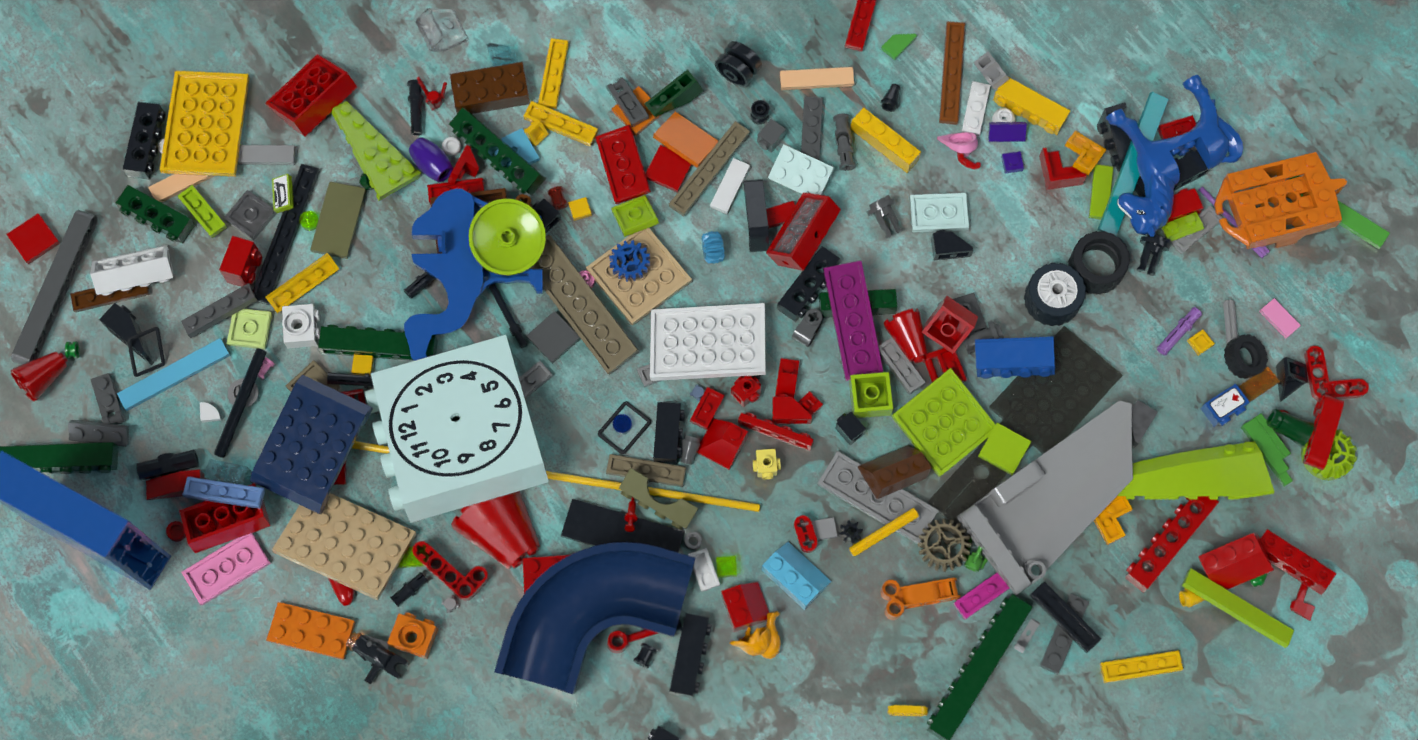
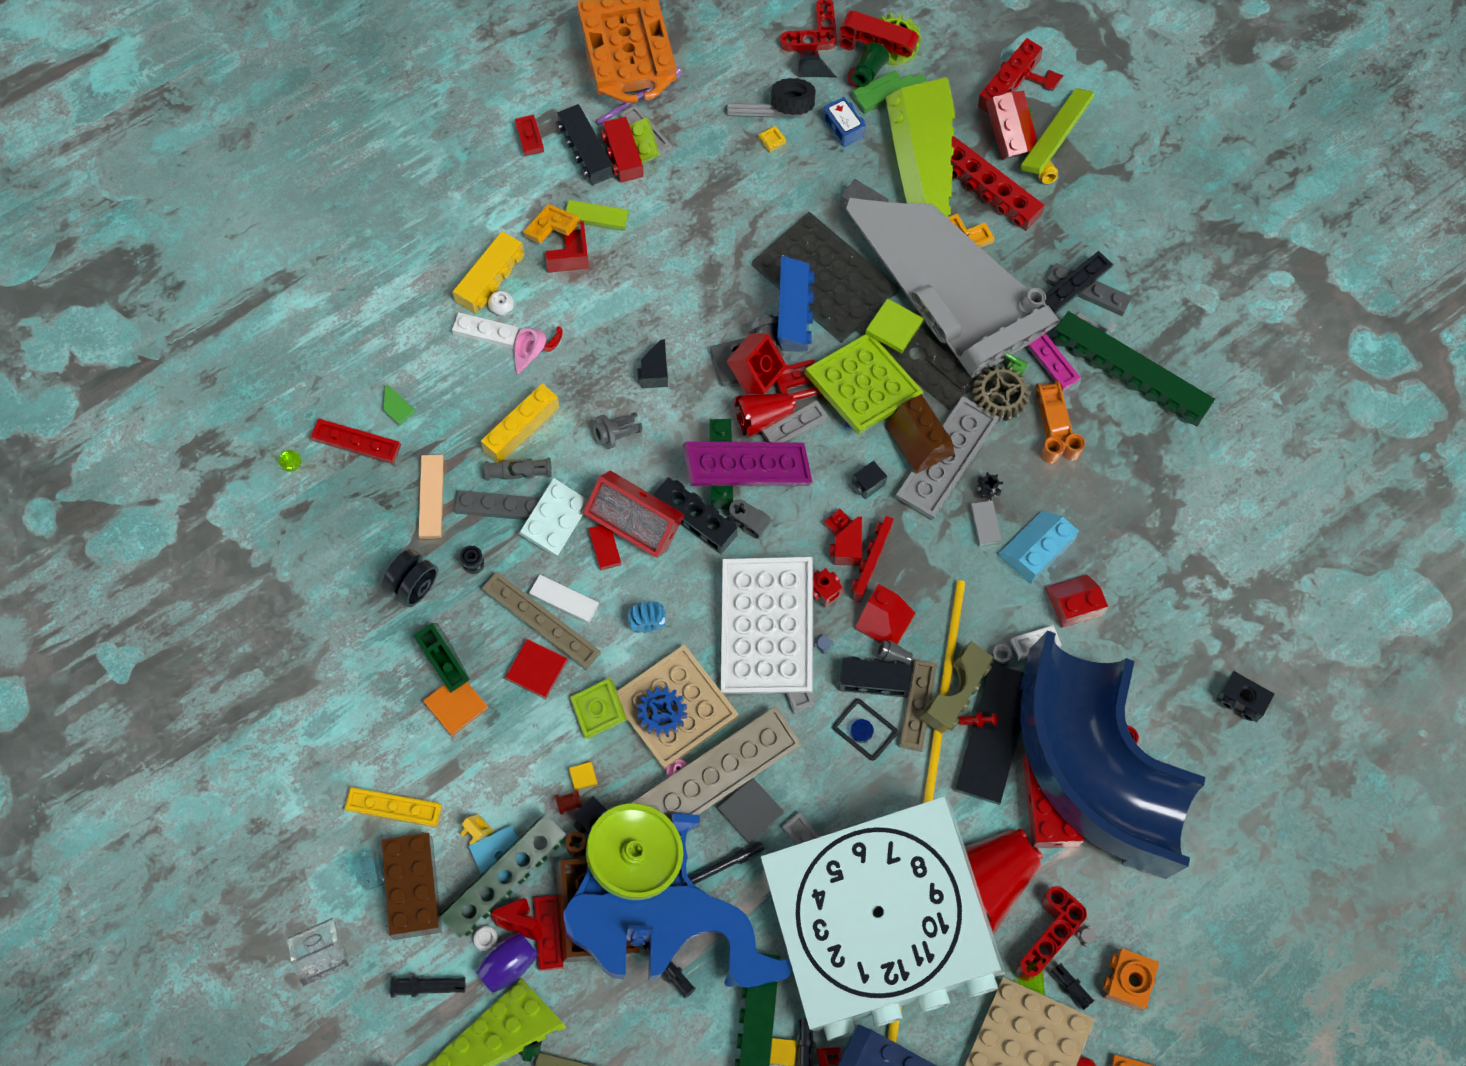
camera: 90 degrees left, 5 degrees down
(377, 653) = (1154, 1024): black piece -> none
(434, 98) = (416, 961): red plant -> none
(561, 123) = (466, 797): yellow plate -> none
(622, 164) = (527, 722): red tile -> none
(627, 102) = (446, 712): dark grey plate -> none
(645, 655) = (1138, 709): black bush -> none
(685, 139) = (501, 646): orange tile -> none
(689, 655) = (1150, 663): black brick -> none
(707, 408) = (844, 633): red plate -> none
(726, 566) = (1031, 618): clear neon green plate -> none
(756, 215) = (606, 565): black beam -> none
(763, 641) = (1115, 582): light orange piece -> none
(766, 464) = (913, 569): light yellow brick -> none
(771, 135) = (504, 548): dark grey brick -> none
(787, 377) = (807, 545): red slope -> none
(801, 535) = (994, 536): red beam -> none
(871, 395) = (832, 454): lime brick -> none
(884, 531) = (989, 450): yellow axle -> none
(891, 98) = (466, 415): black cone -> none
(904, 710) = (1181, 440): yellow tile -> none
(939, 212) = (612, 375): light aqua plate -> none
(952, 73) = (437, 352): dark orange tile -> none
(991, 70) = (445, 305): light grey brick -> none
(1007, 131) = (518, 298): dark purple tile -> none
(1012, 162) = (555, 298): dark purple plate -> none
(1054, 294) = (719, 264): black wheel -> none
(1110, 245) = (683, 199): black tyre -> none
(1114, 138) = (537, 189): black wedge -> none
(1129, 171) = (572, 174): teal tile -> none
(1141, 666) = (1119, 223): yellow tile -> none
(1154, 246) = (673, 169): black piece -> none
(1156, 160) = (577, 148): blue animal -> none
(1185, 324) = (778, 170): medium lavender pin -> none
(1259, 384) = (823, 94): clear orange plate -> none
(1279, 318) = (748, 66): bright pink tile -> none

